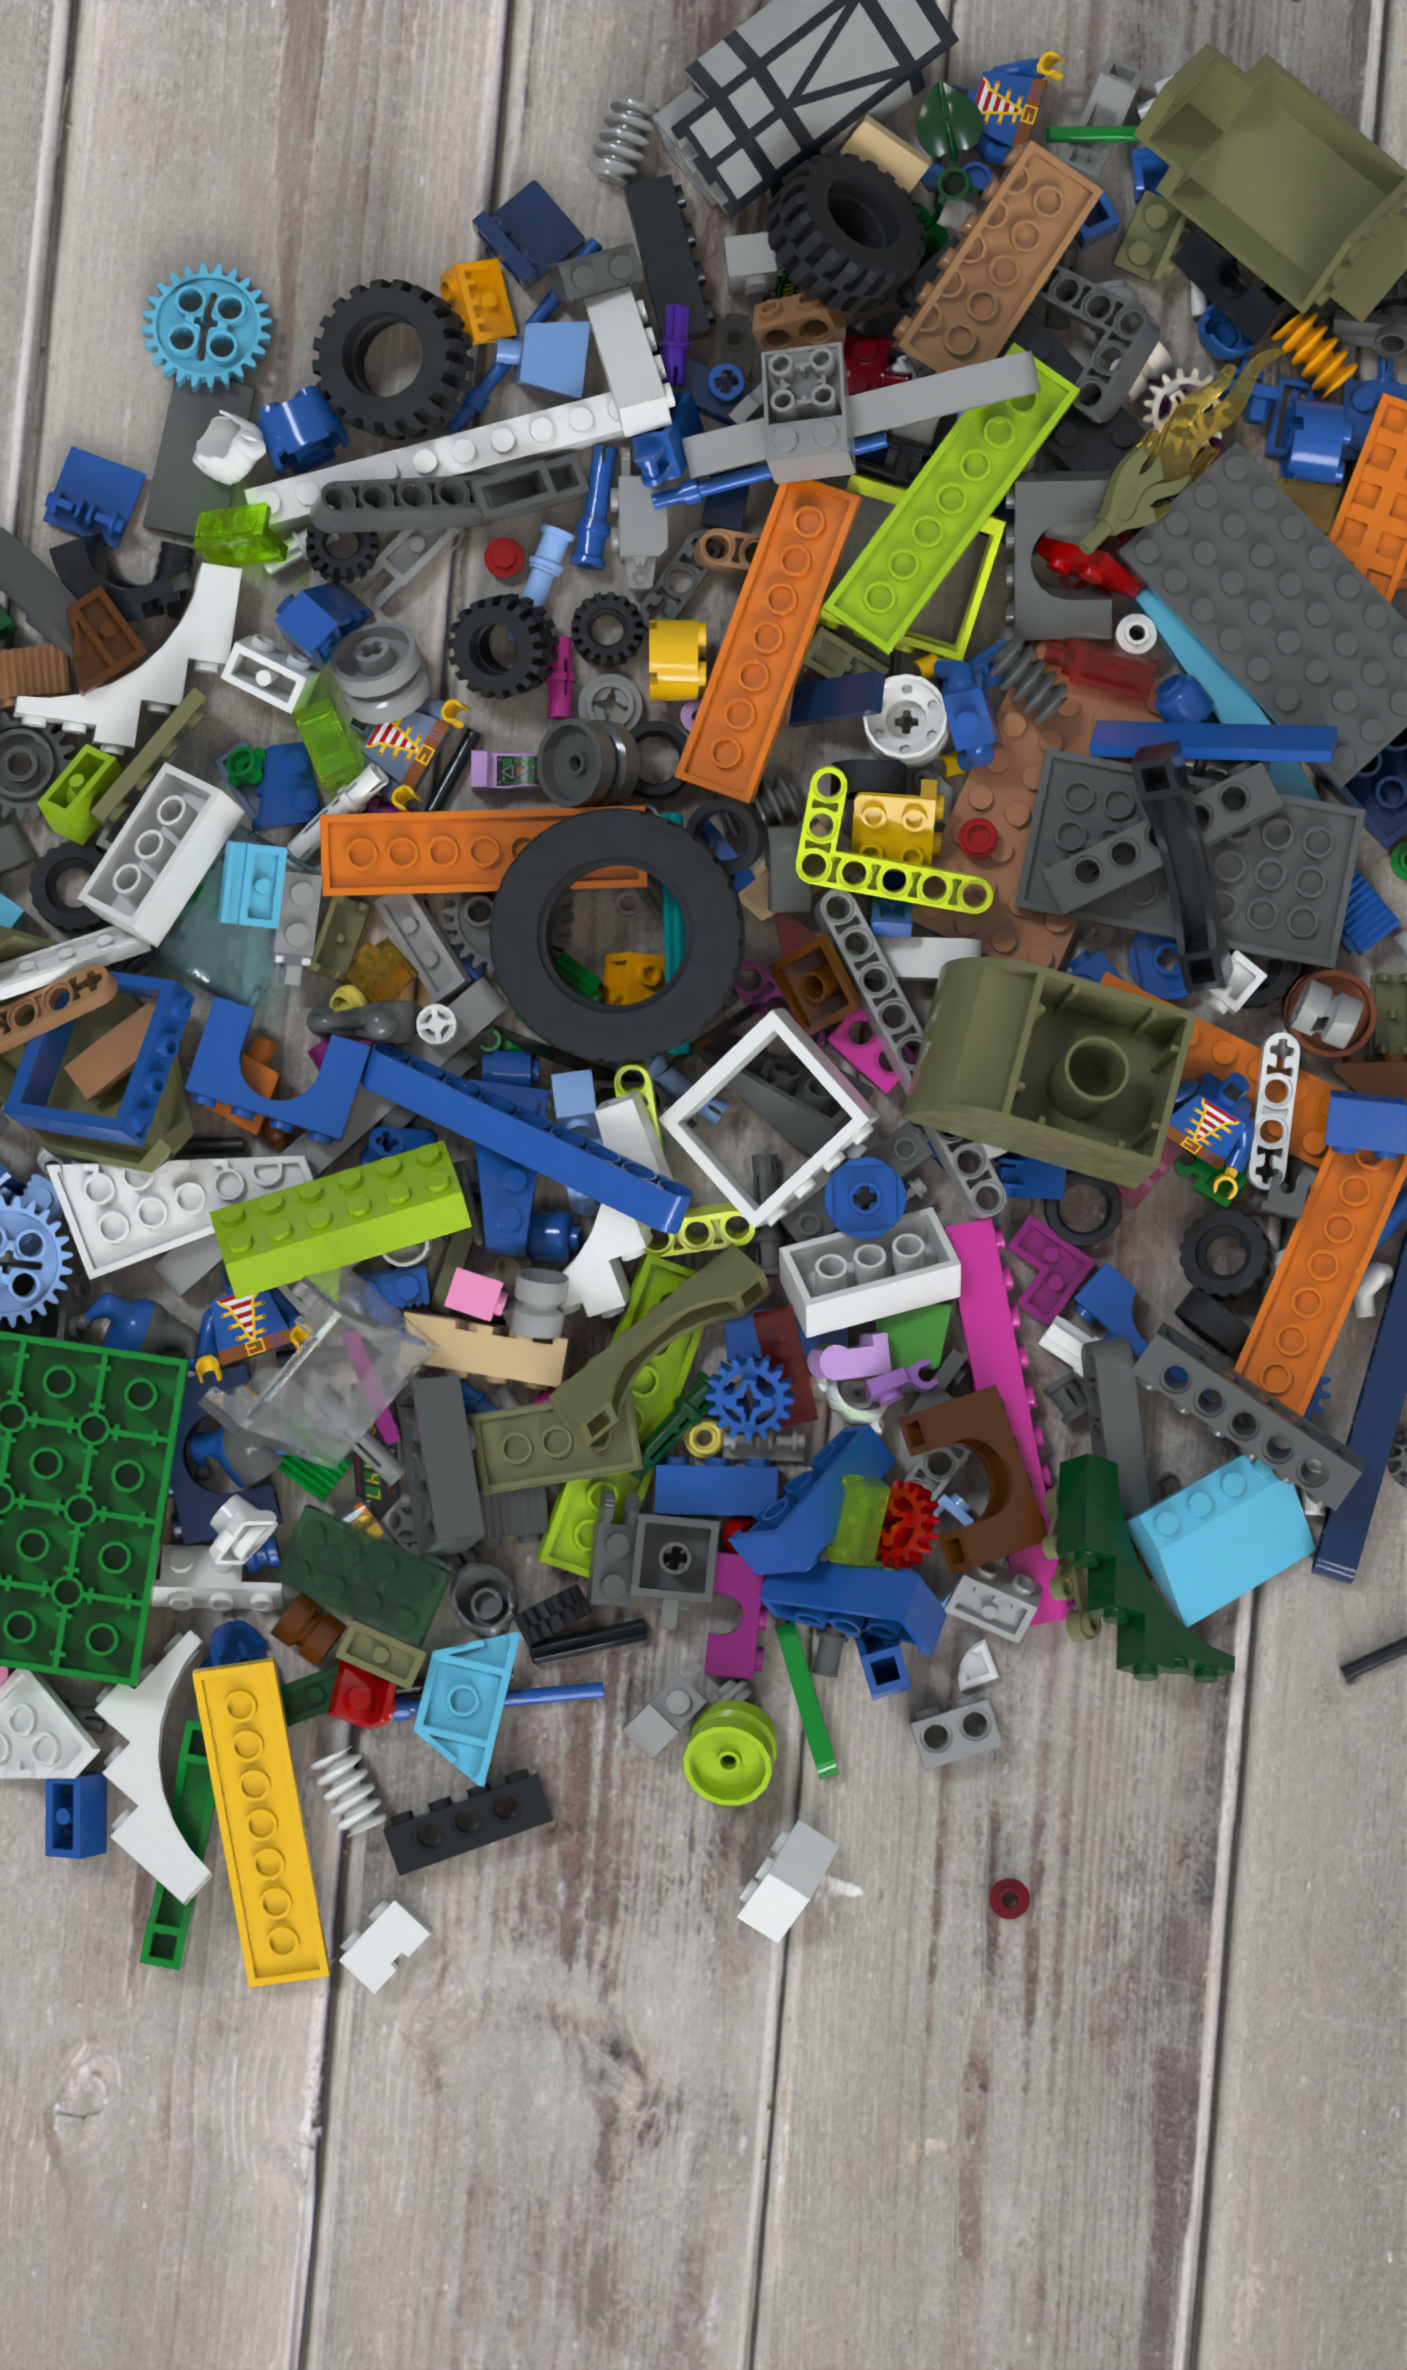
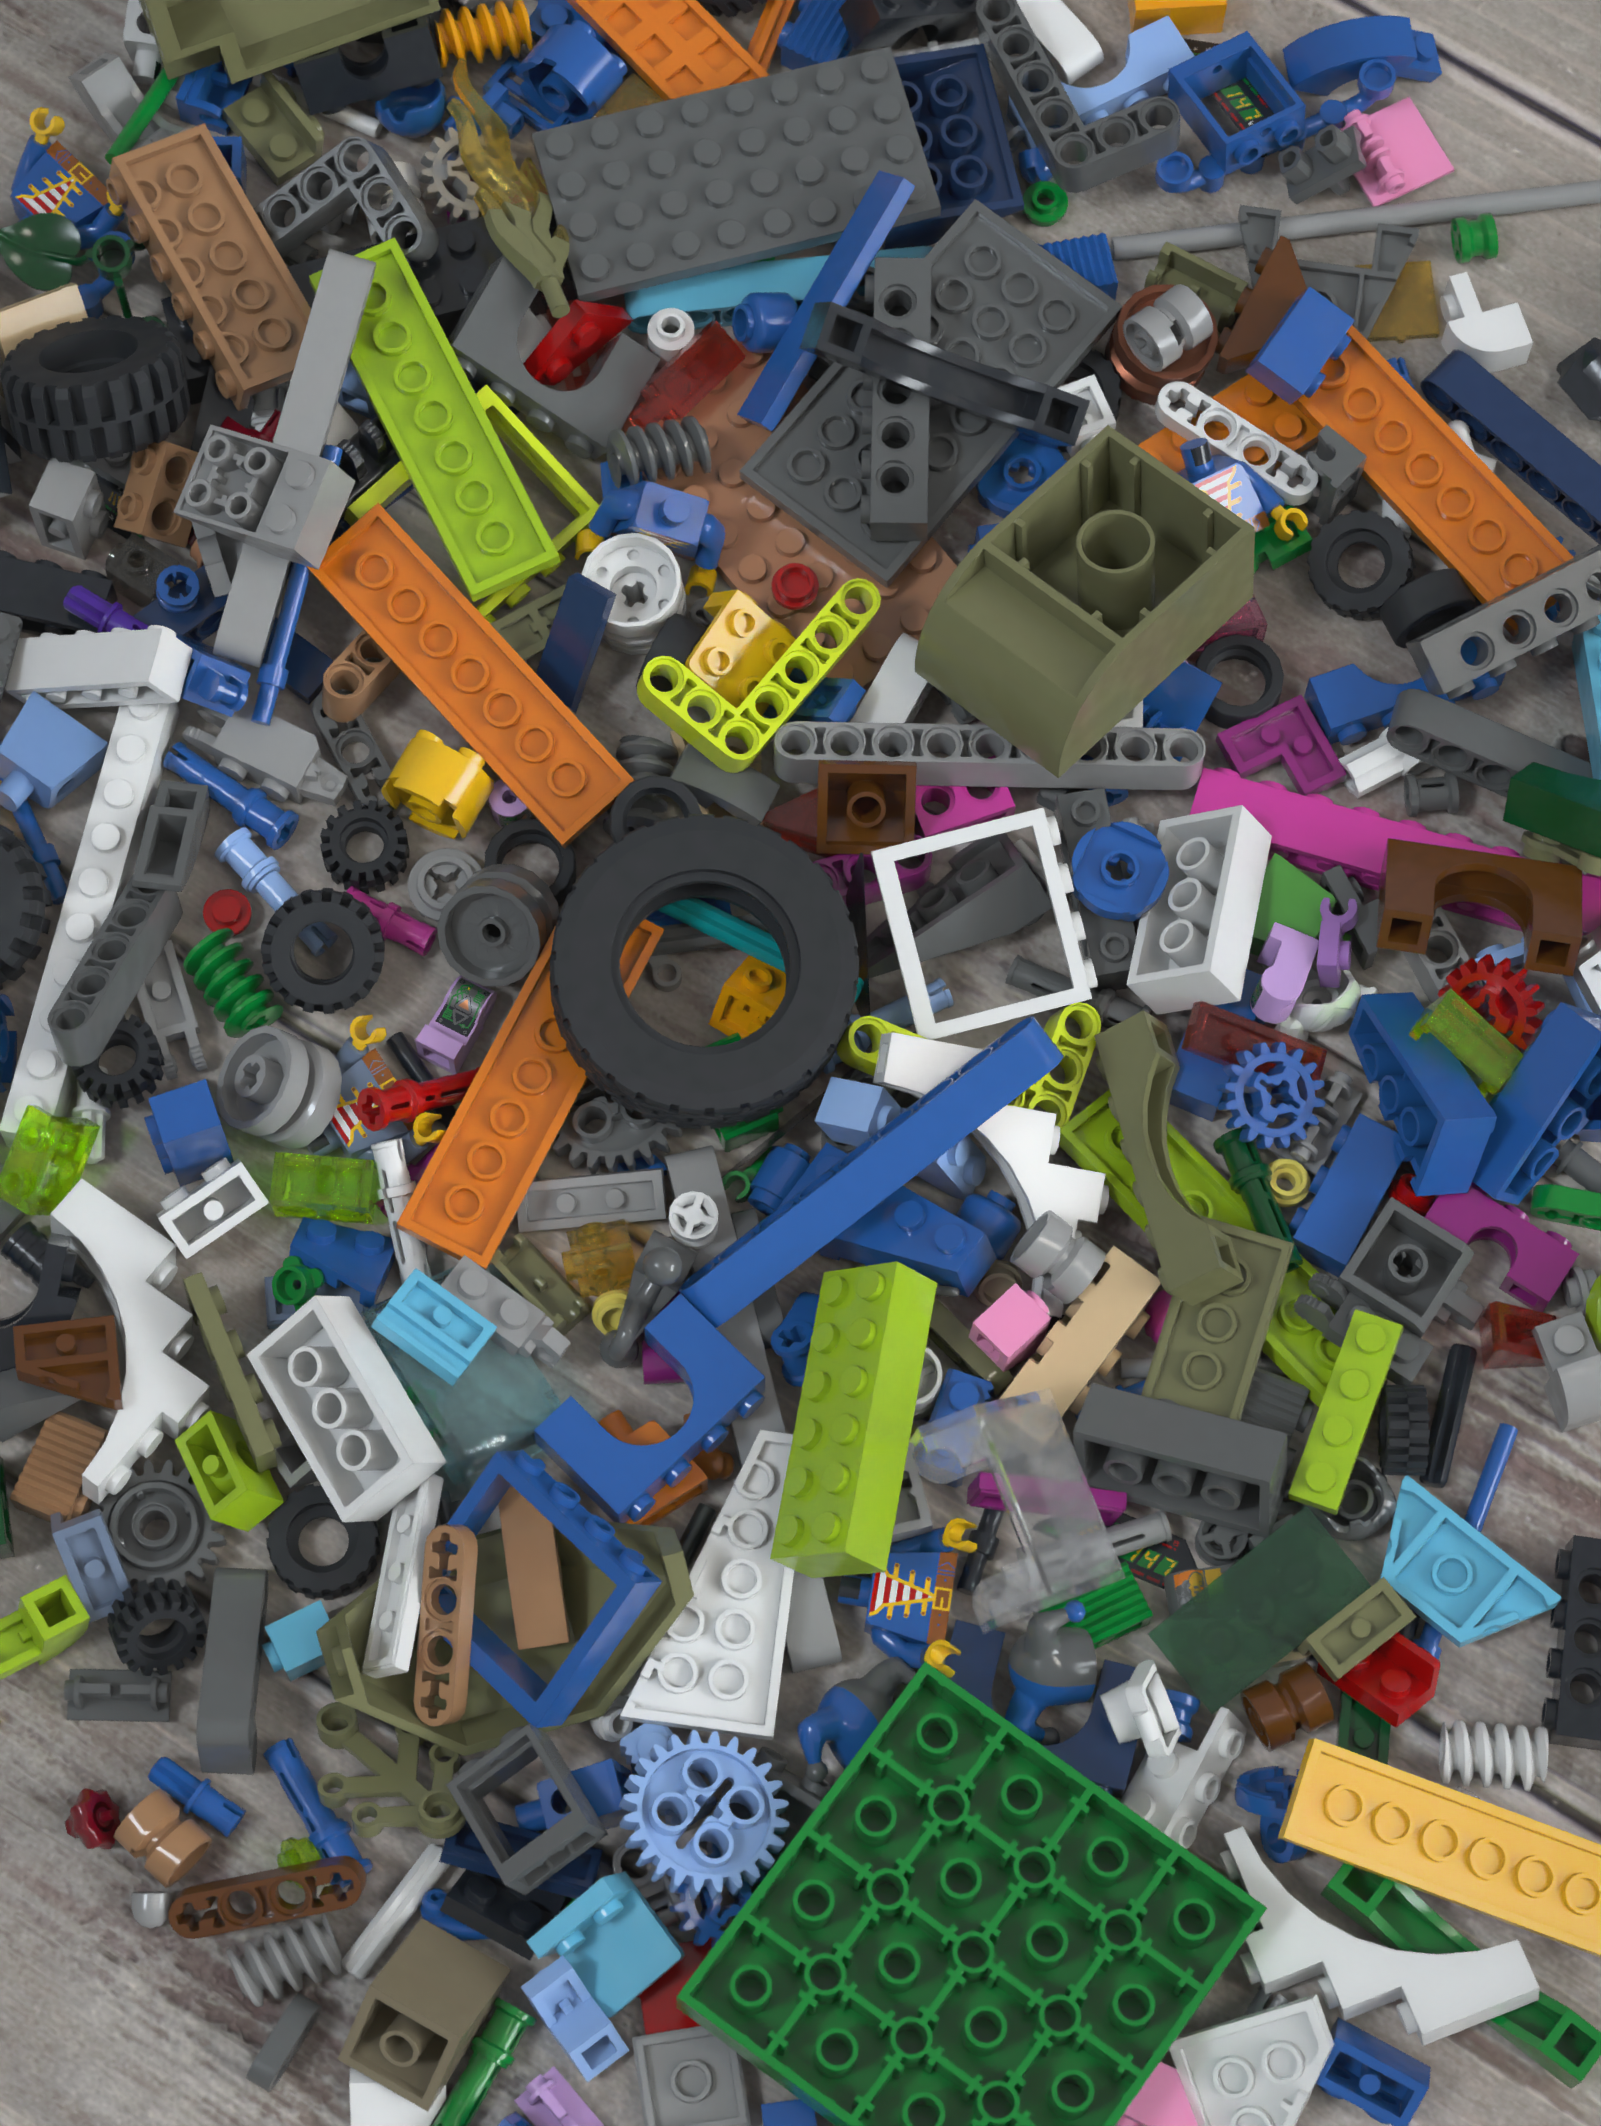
camera: 65 degrees left, 15 degrees down
(418, 772) = (409, 1099): none -> red pin
(446, 592) = (227, 985): none -> green piece
(536, 1567) = (1345, 1412): none -> lime plate
(669, 1657) = (1508, 1336): none -> clear red slope

